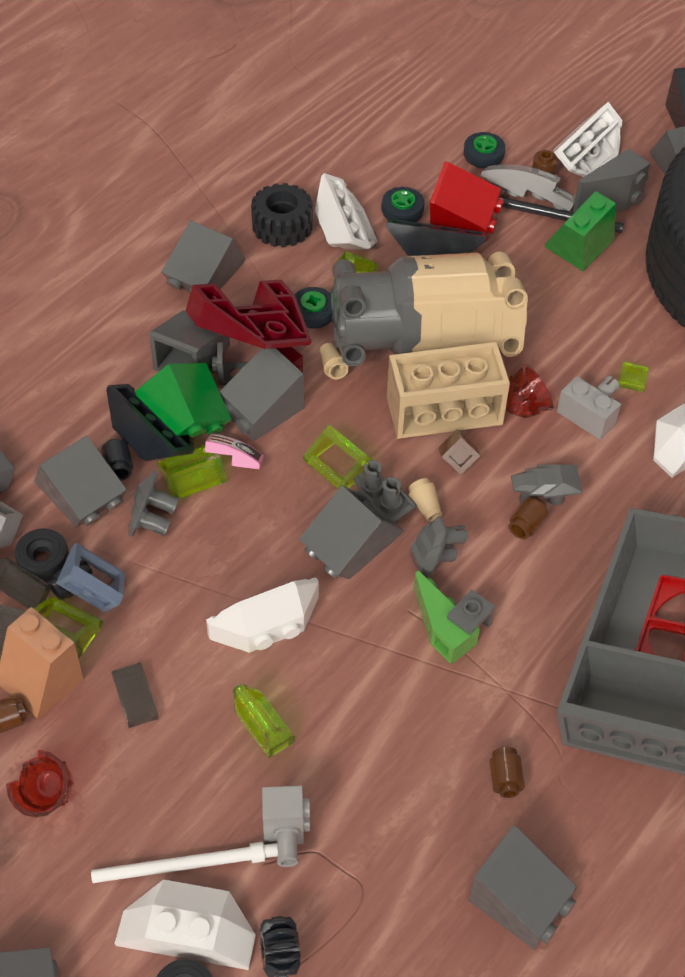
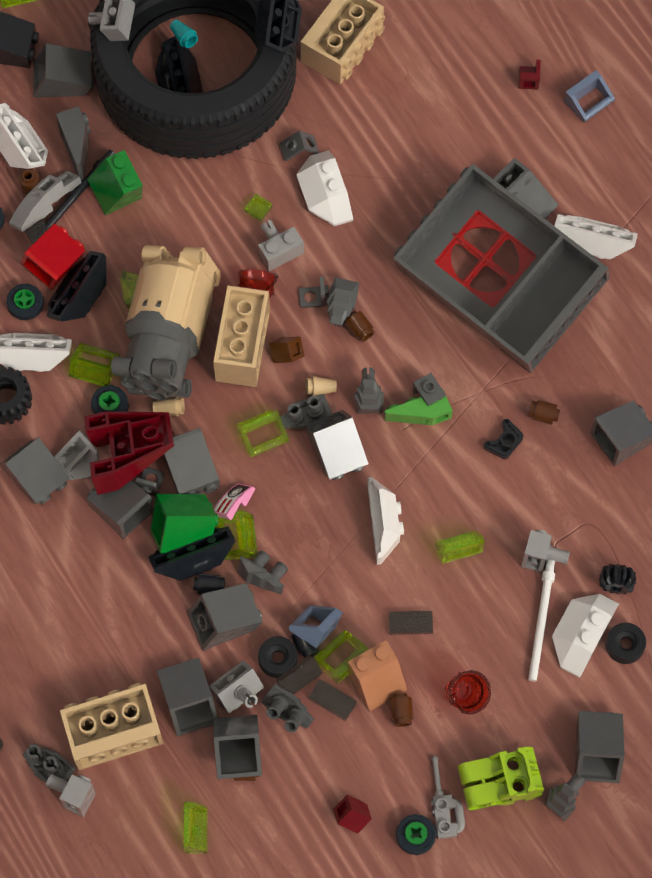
camera: 70 degrees left, 15 degrees up
(240, 290) = (76, 456): none -> light grey slope
(444, 739) = (507, 442): none -> black piece
(549, 456) = (321, 293): none -> dark grey bracket

